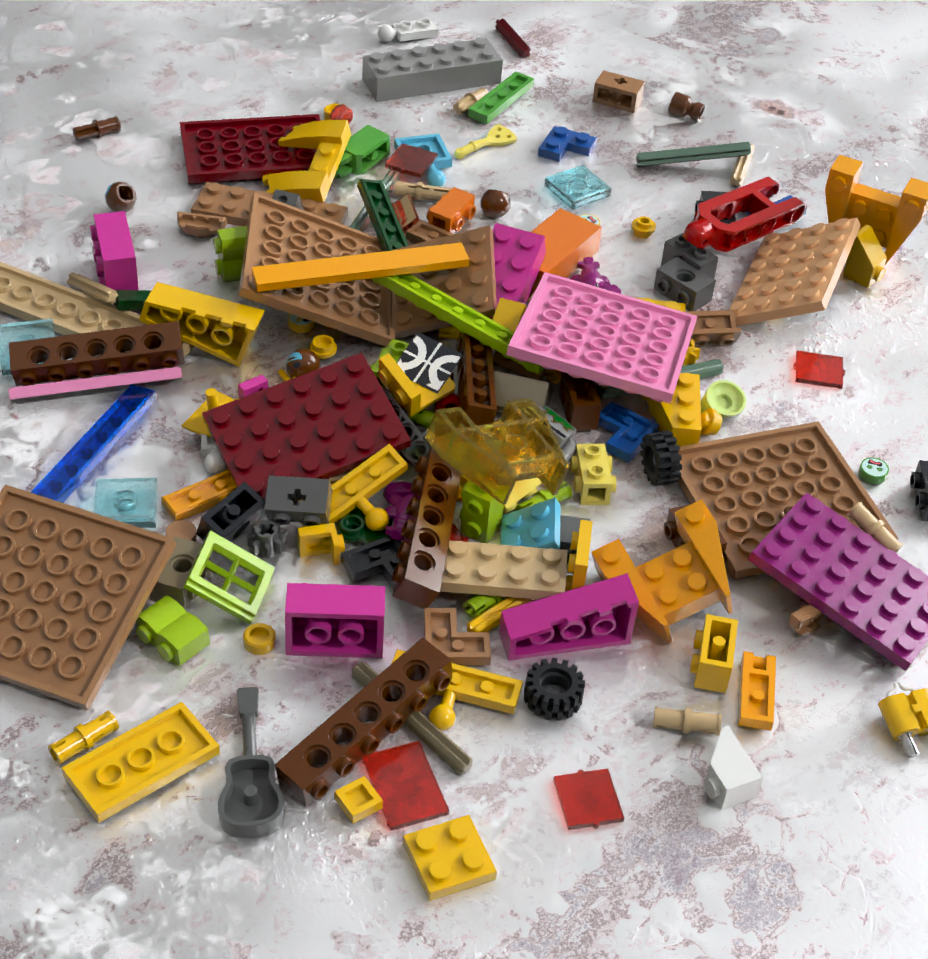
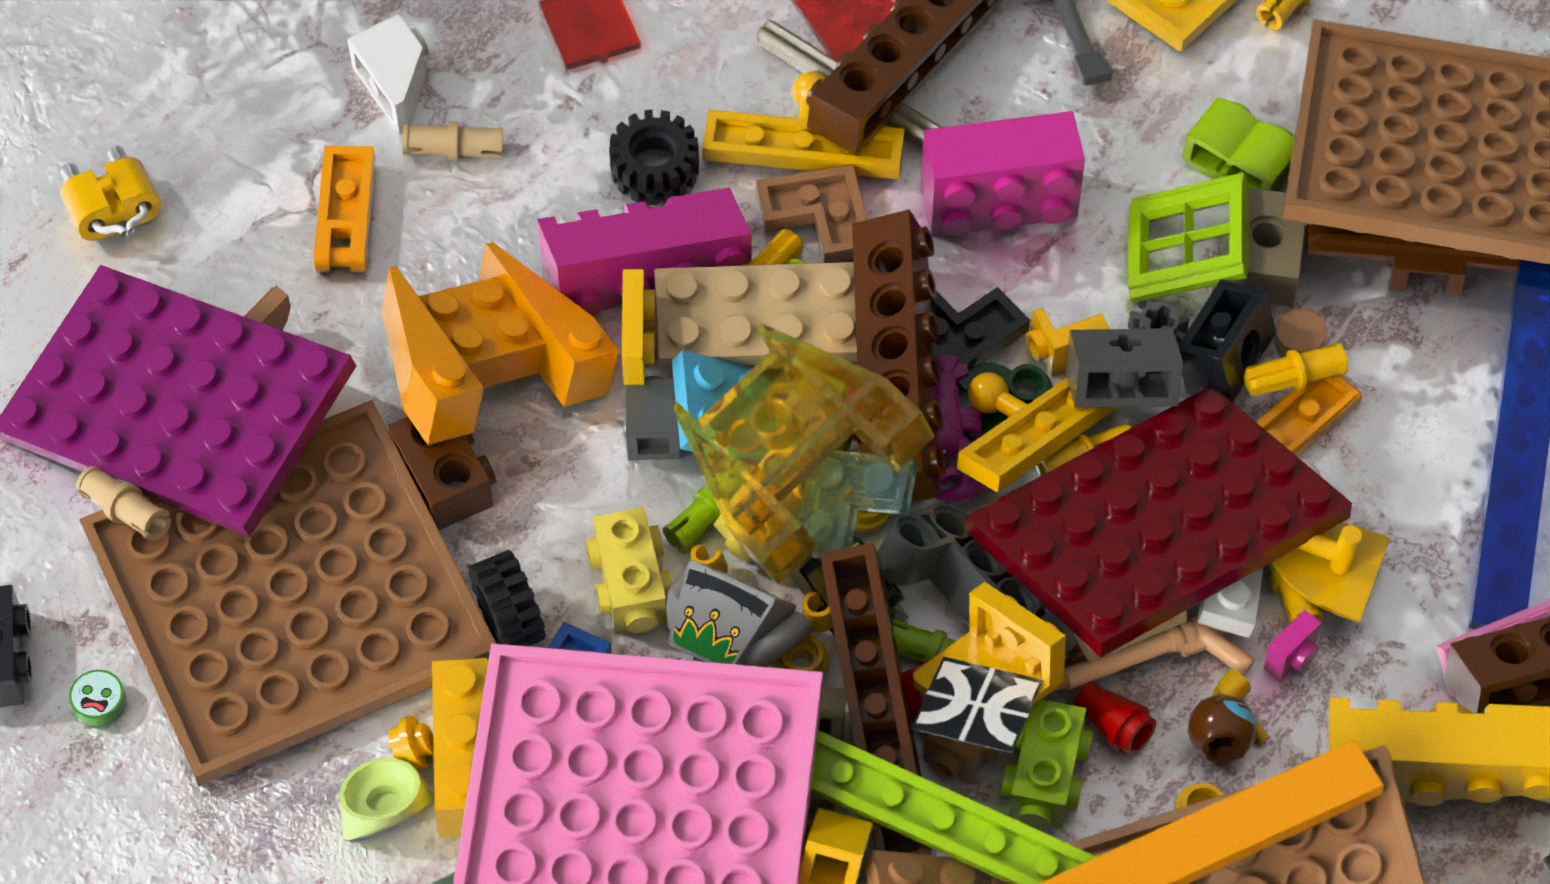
camera: 175 degrees right, 15 degrees up
(128, 500) = (1413, 369): clear light blue plate -> none
(196, 500) = (1296, 369): none -> yellow axle
(259, 639) = (1111, 178): yellow tile -> none
(715, 654) = (411, 227): yellow brick -> none

